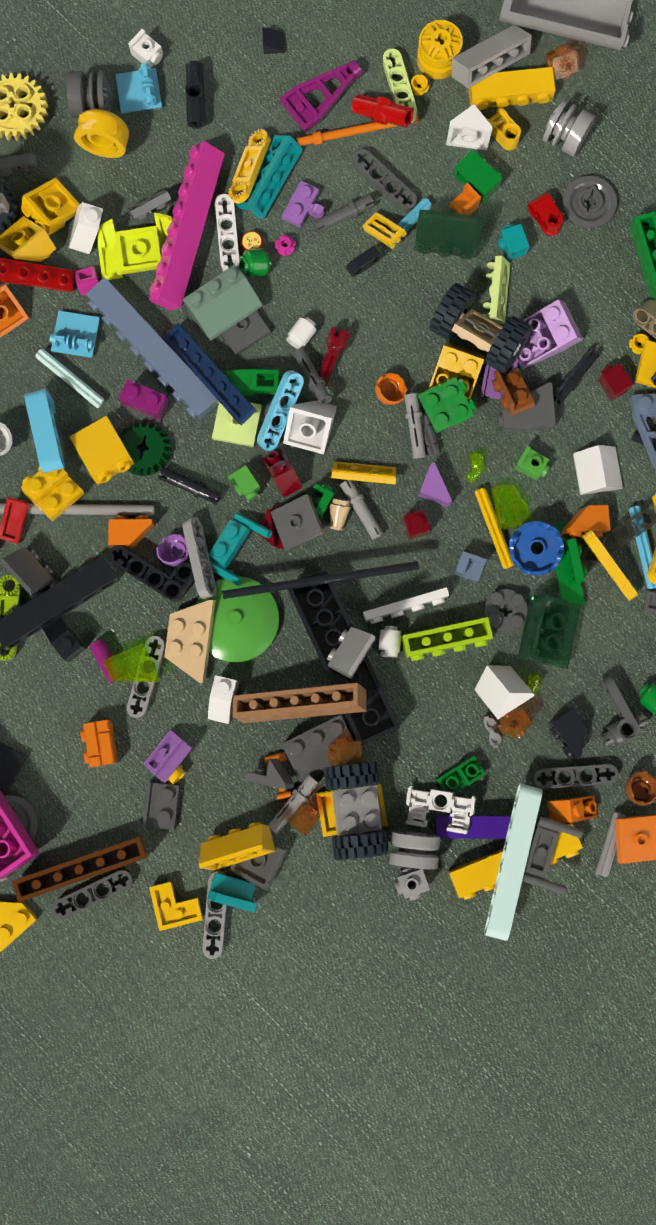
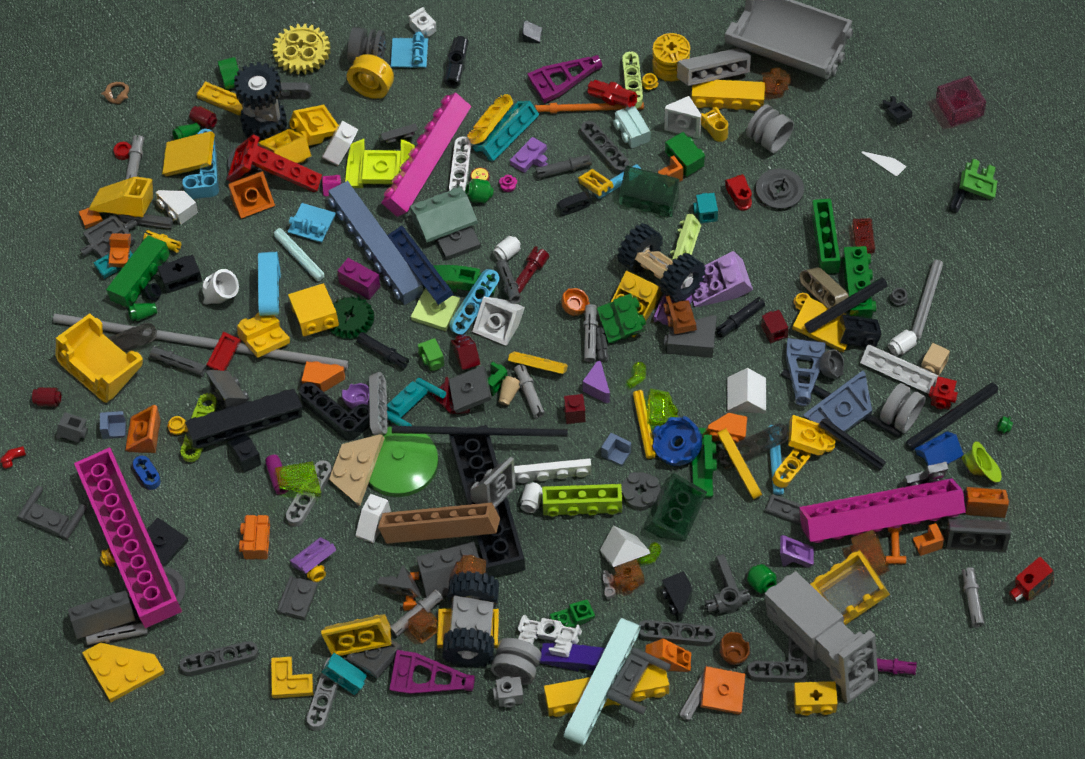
camera: 10 degrees right, 25 degrees down
(80, 868) = (214, 630): reddish brown brick -> none
(295, 878) = (404, 669): none -> magenta plate
(411, 149) = (632, 127): none -> light aqua brick
(524, 464) = (687, 378): bright green brick -> none

